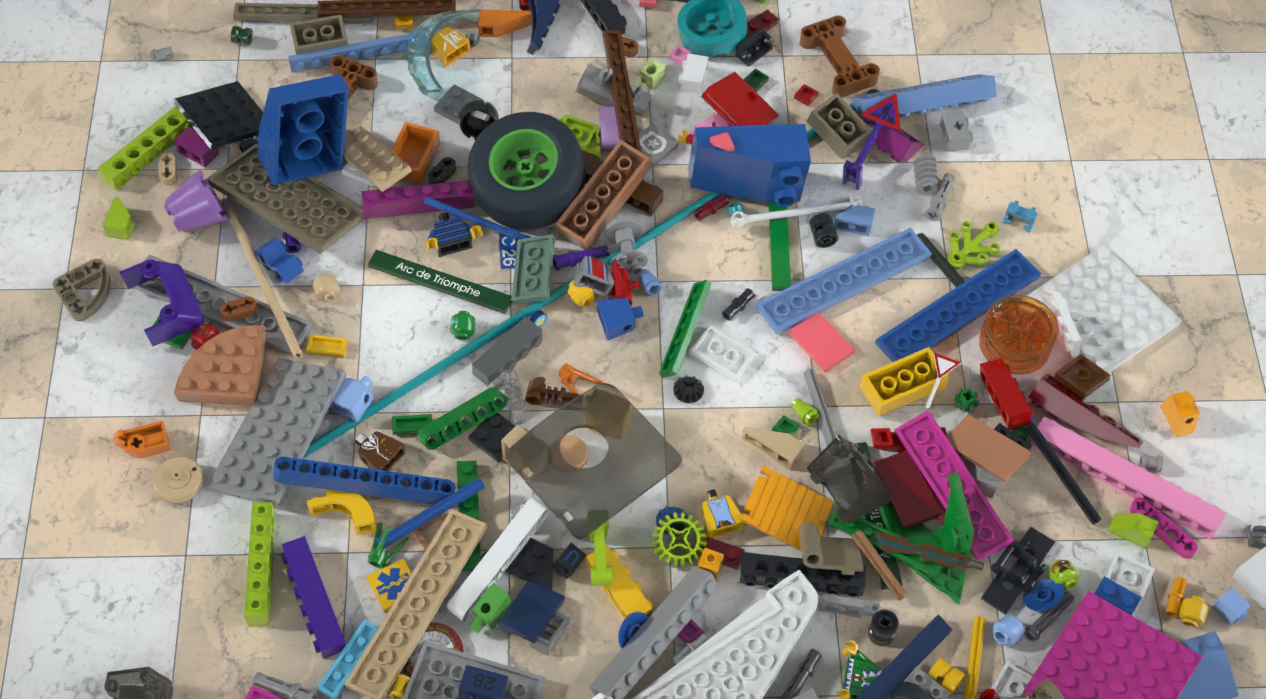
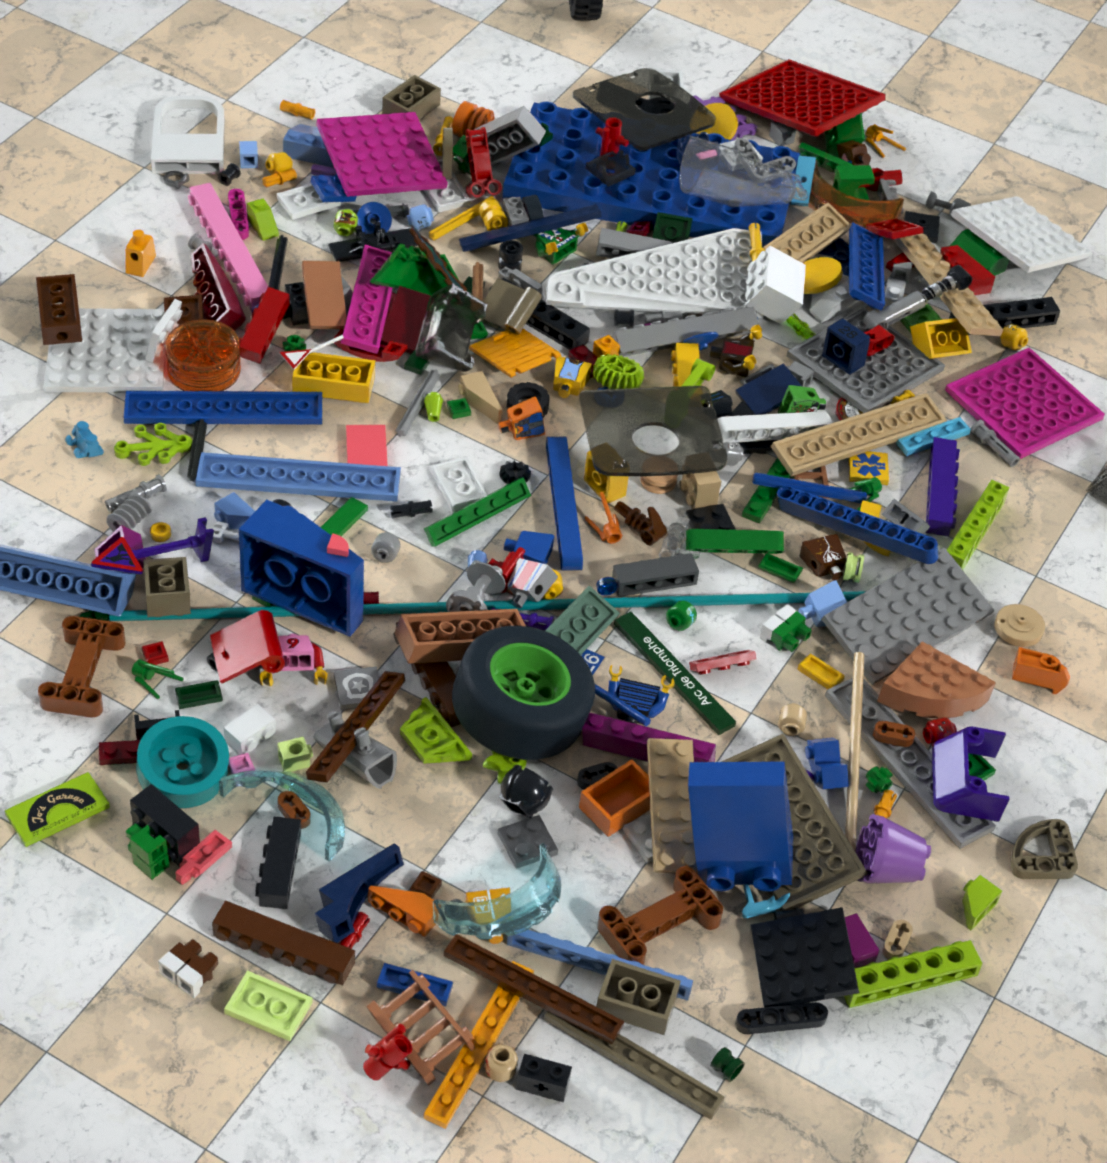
camera: 150 degrees left, 10 degrees down
(161, 54) = (839, 1096): light grey pin -> none
(220, 253) = (885, 804): none -> light orange pin
(231, 71) = (780, 1013): none -> black beam
(234, 271) = (878, 779): none -> green gear
(326, 523) = (904, 517): none -> light grey brick
(348, 450) = (851, 566): none -> yellowish green wheel
(376, 360) = (784, 629): none -> green hips
(407, 306) = (723, 662): none -> plate
(502, 46) = (426, 884): none -> reddish brown tile
(517, 652) = (801, 373): none -> light grey brick
(589, 639) = (737, 353): none -> torso
(608, 127) = (389, 722): lavender beam -> none
(628, 380) = (564, 504): none -> blue beam
(635, 53) = (306, 790): none -> clear light blue windscreen
(719, 625) = (624, 317): none -> black bush
(721, 429) = (524, 420): none -> torso
(726, 254) = (385, 547): none -> light grey head
(733, 480) = (527, 391): none -> black tyre
(799, 75) = (146, 671): none -> green plant
(895, 181) = (160, 532): none -> yellow tile
(955, 131) = (55, 535): light grey brick -> none
(1164, 298) = (59, 290): none -> reddish brown brick
(1220, 568) = (226, 176): none -> black bush

